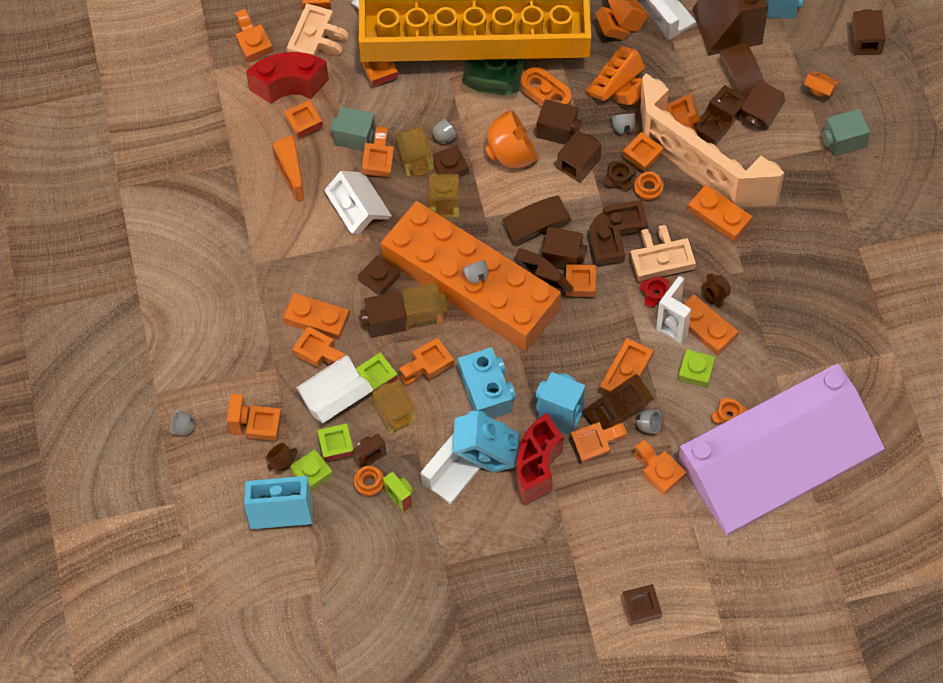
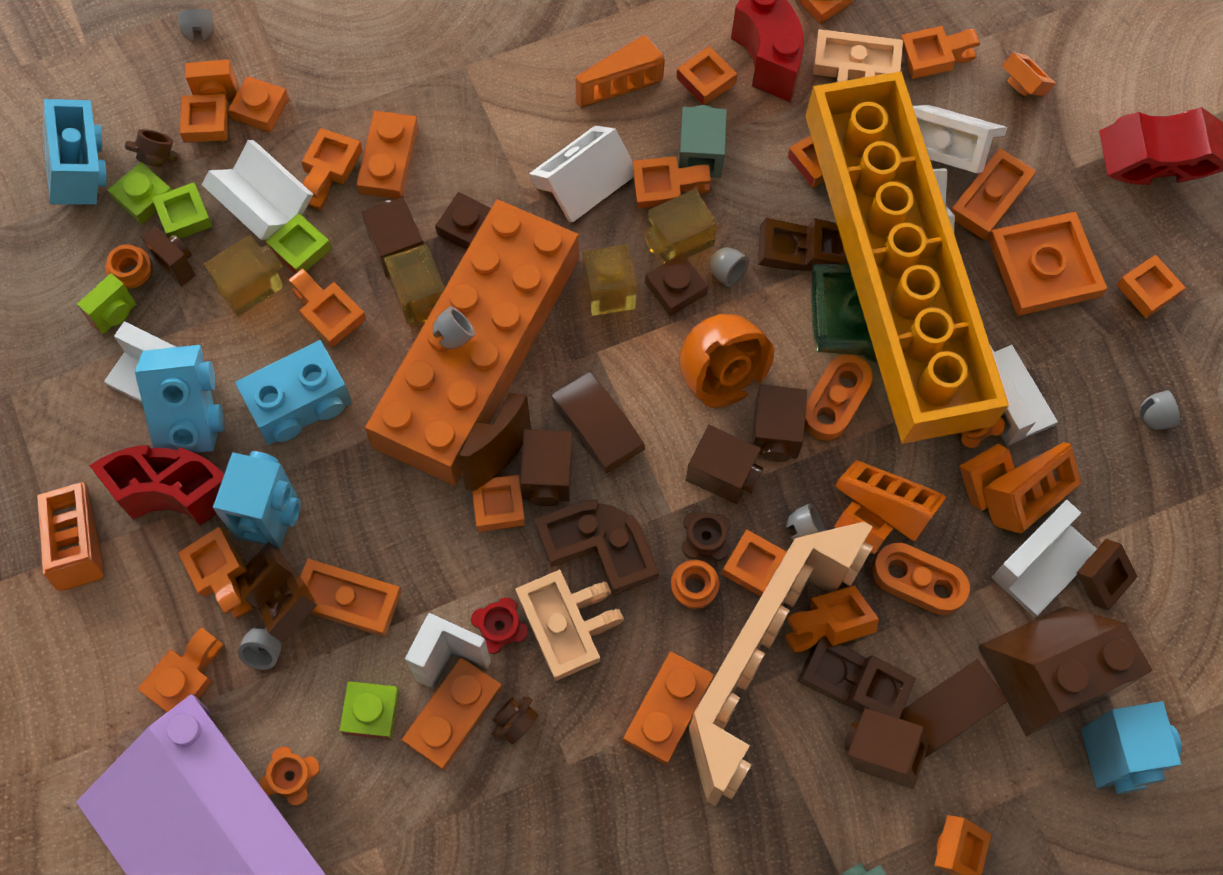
camera: 75 degrees right, 5 degrees up
(257, 390) = (258, 104): none -> orange plate
(438, 88) = (800, 246): none -> reddish brown slope
(568, 537) = (76, 564): none -> orange slope
(664, 71) = (920, 576): none -> orange plate

